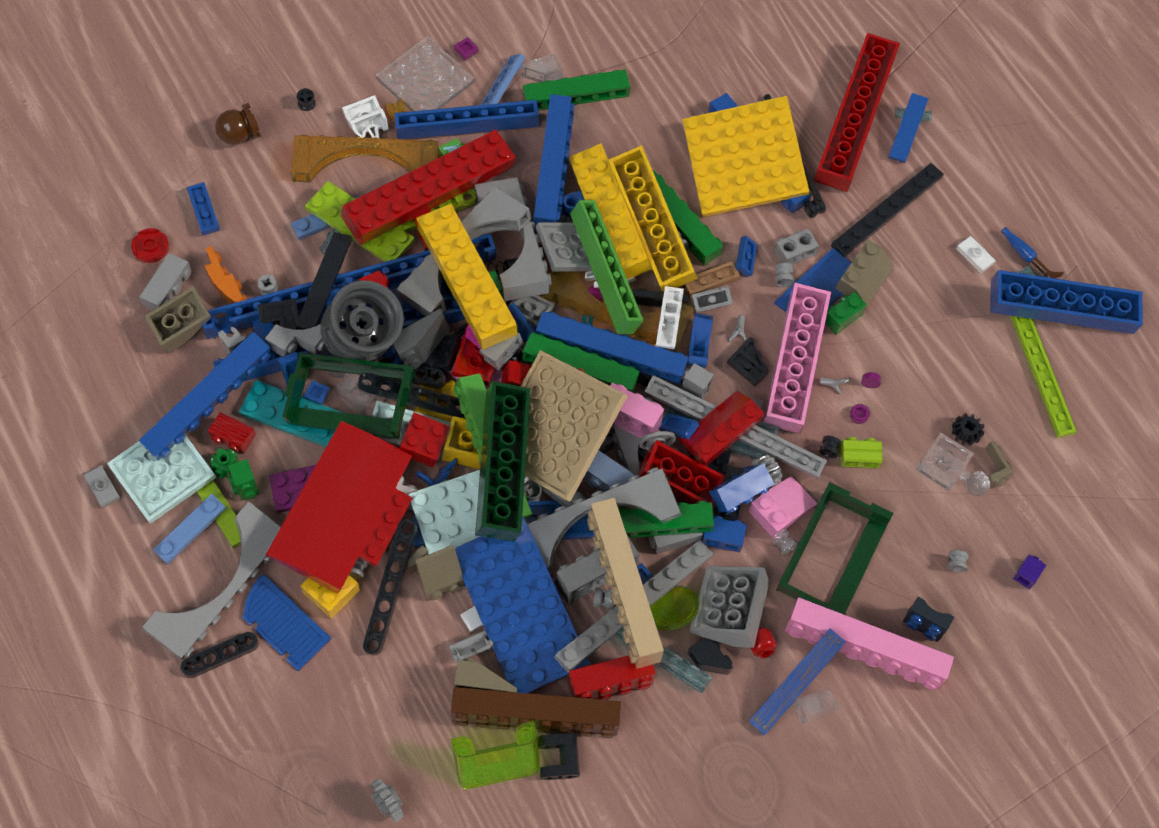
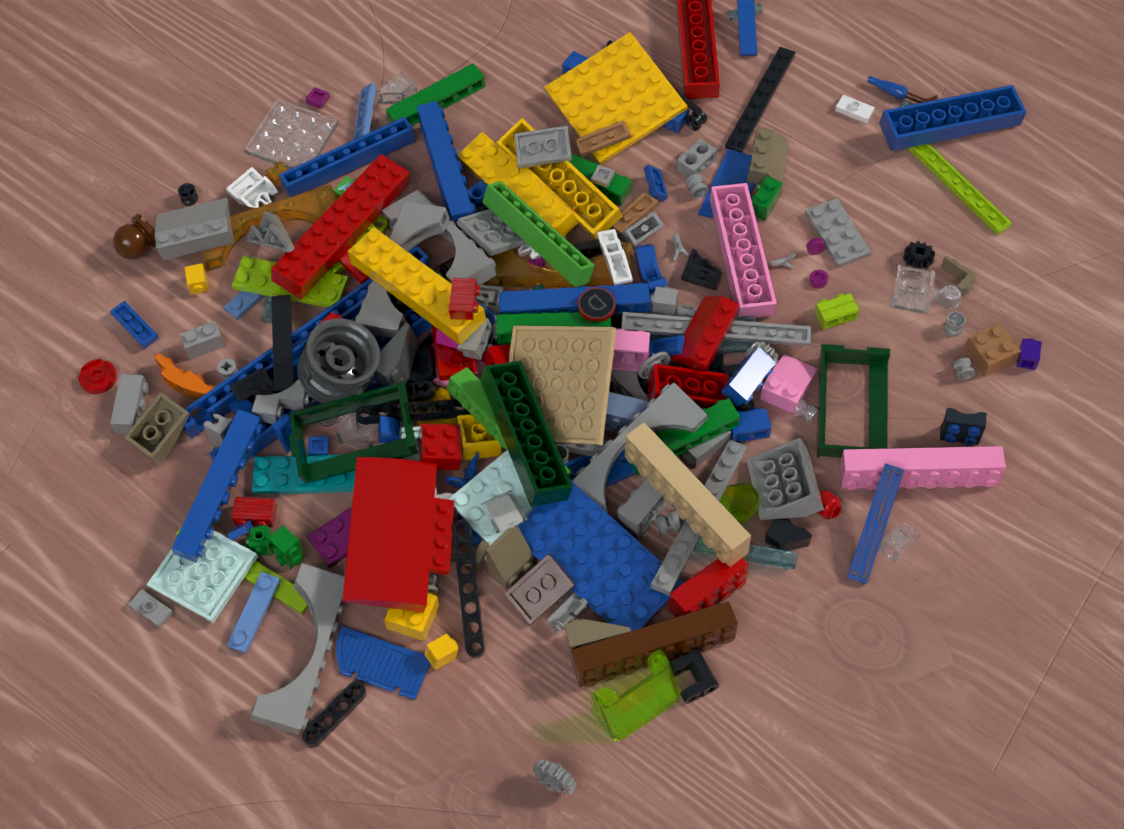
camera: 15 degrees left, 5 degrees down
(209, 446) = (239, 530): none -> blue tile
(256, 248) = (202, 340): none -> light grey brick
(277, 186) = (196, 279): none -> yellow brick
(293, 137) = (193, 229): none -> light grey slope
(340, 636) = (441, 651): none -> yellow brick
(361, 169) = (270, 233): none -> light grey wedge
(383, 405) = (389, 429): none -> blue brick
(450, 529) = (504, 511): none -> clear piece
(454, 614) = (540, 589): none -> plate
(499, 308) = (463, 298): none -> red brick
(628, 359) = (596, 304): none -> black tile
(648, 182) = (542, 147): none -> light grey tile
(696, 231) = (603, 176): none -> light grey plate
(713, 193) = (602, 138): none -> medium nougat plate
(716, 396) = (686, 310): none -> light grey plate
(830, 446) = (806, 315): black wheel -> none
(900, 374) = (837, 232): none -> light grey plate
(972, 508) = (954, 323): none -> light grey wheel
(995, 552) = (992, 349): none -> medium nougat brick

